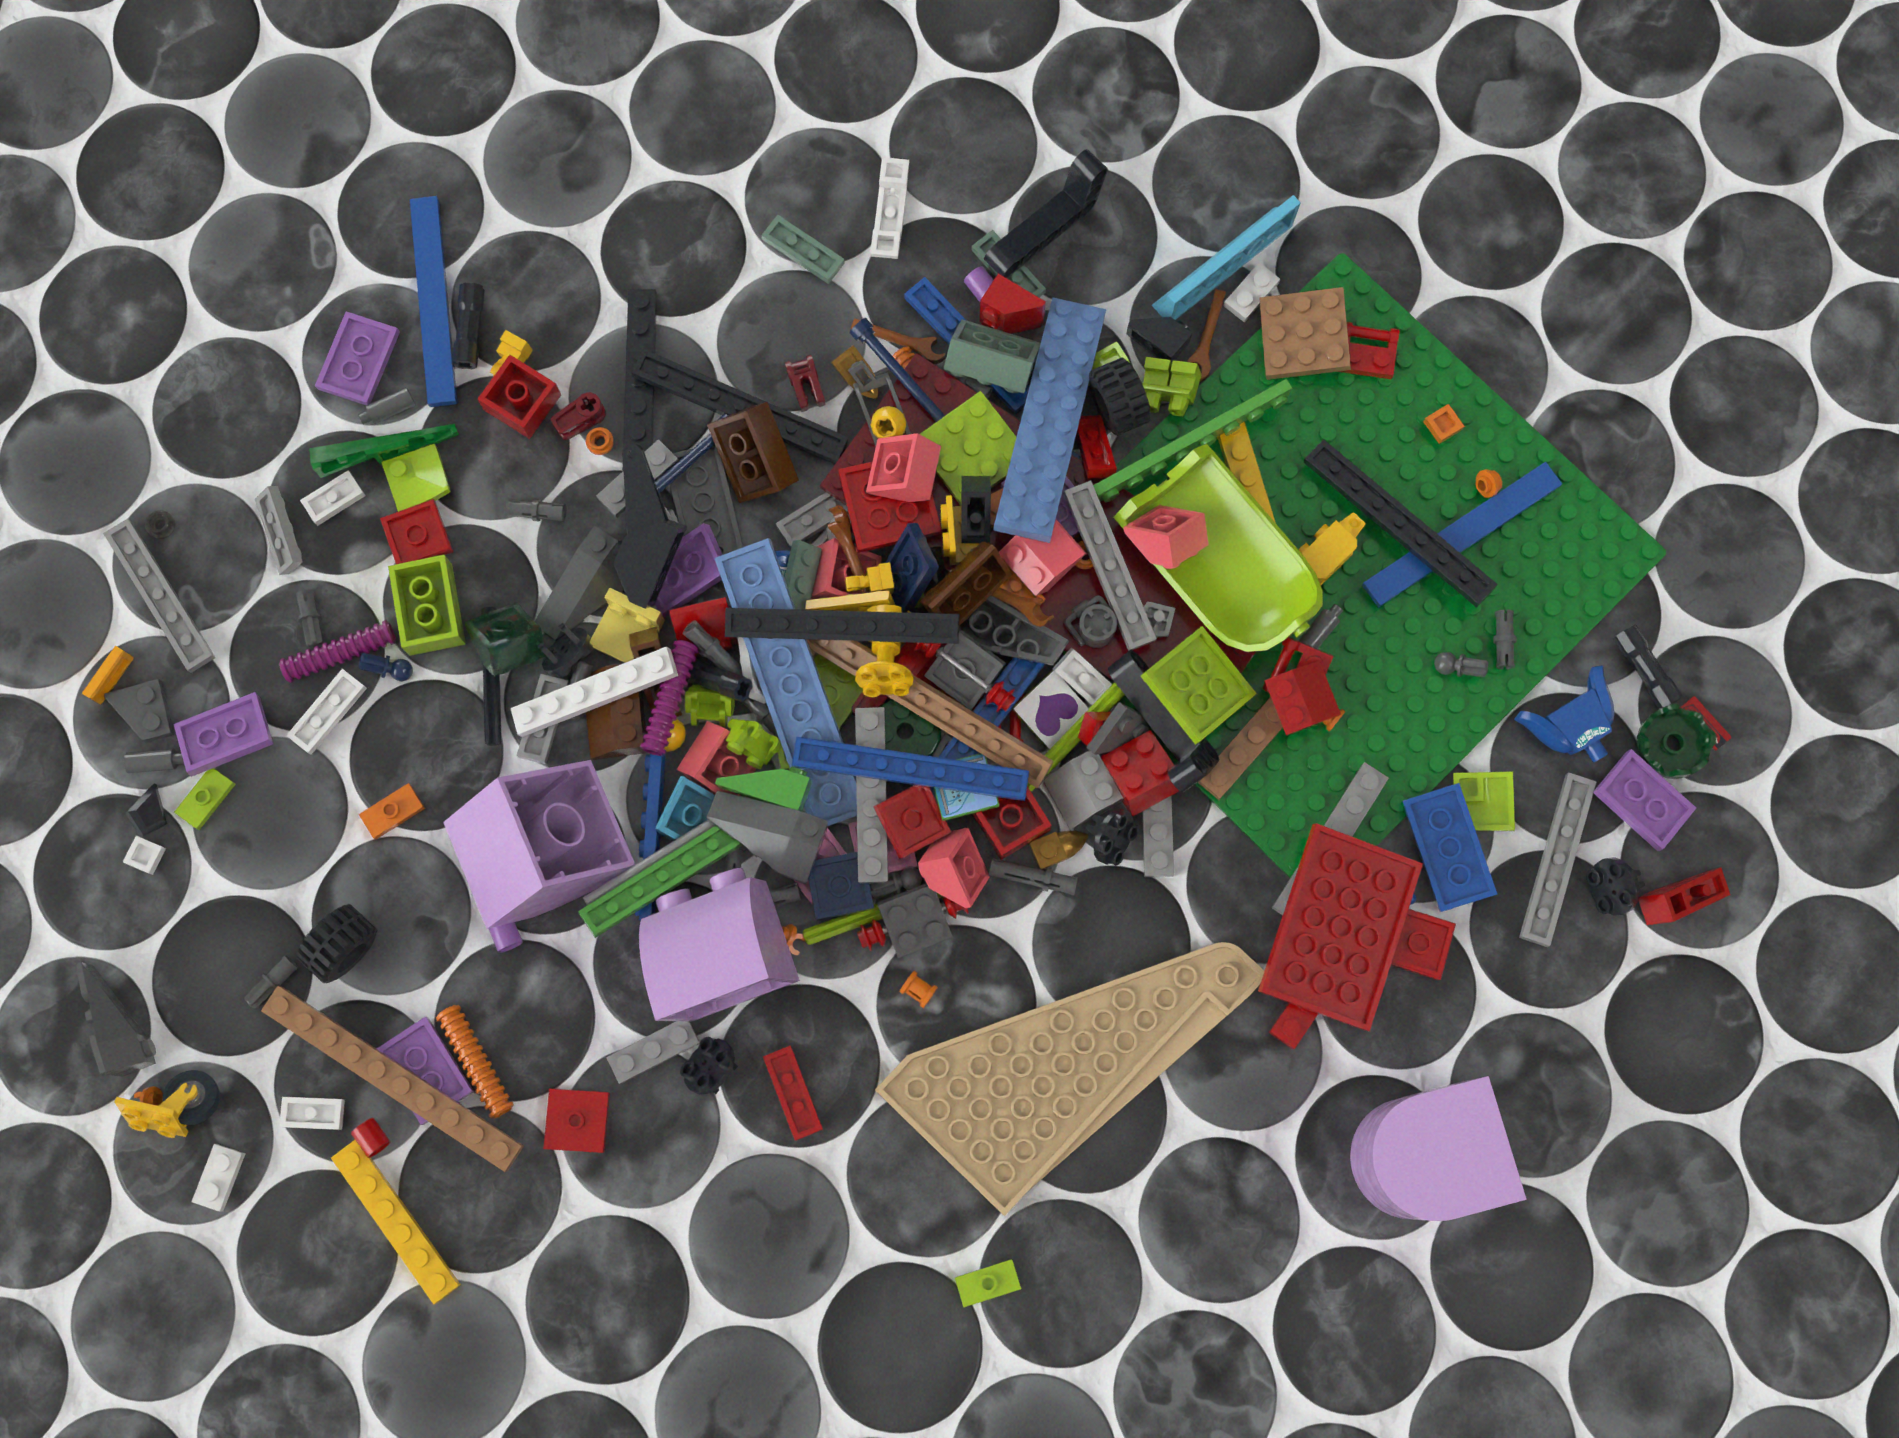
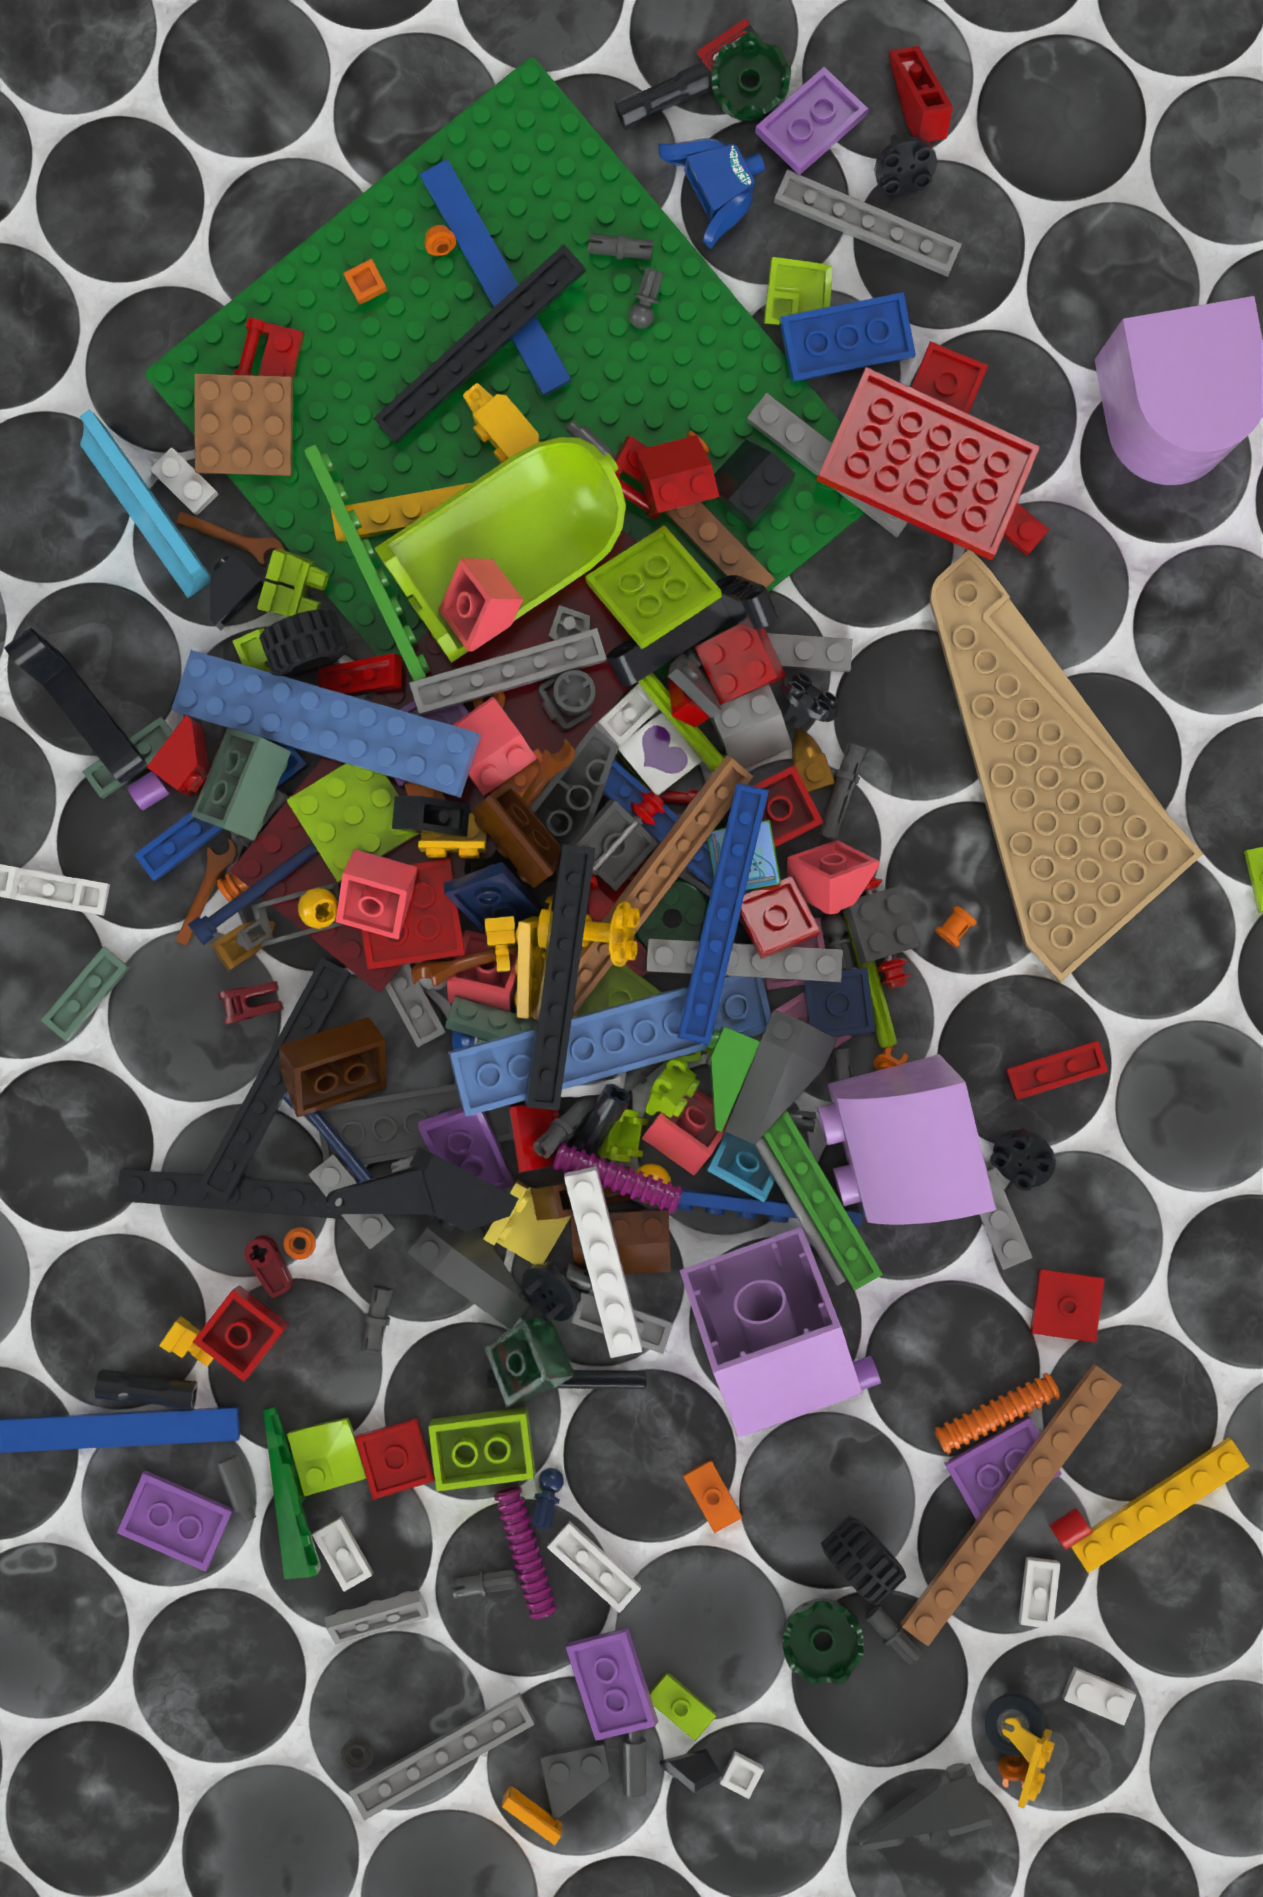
camera: 85 degrees left, 10 degrees up
(244, 914) = (829, 1663): none -> dark green plate
(1304, 770) = (752, 482): none -> black slope

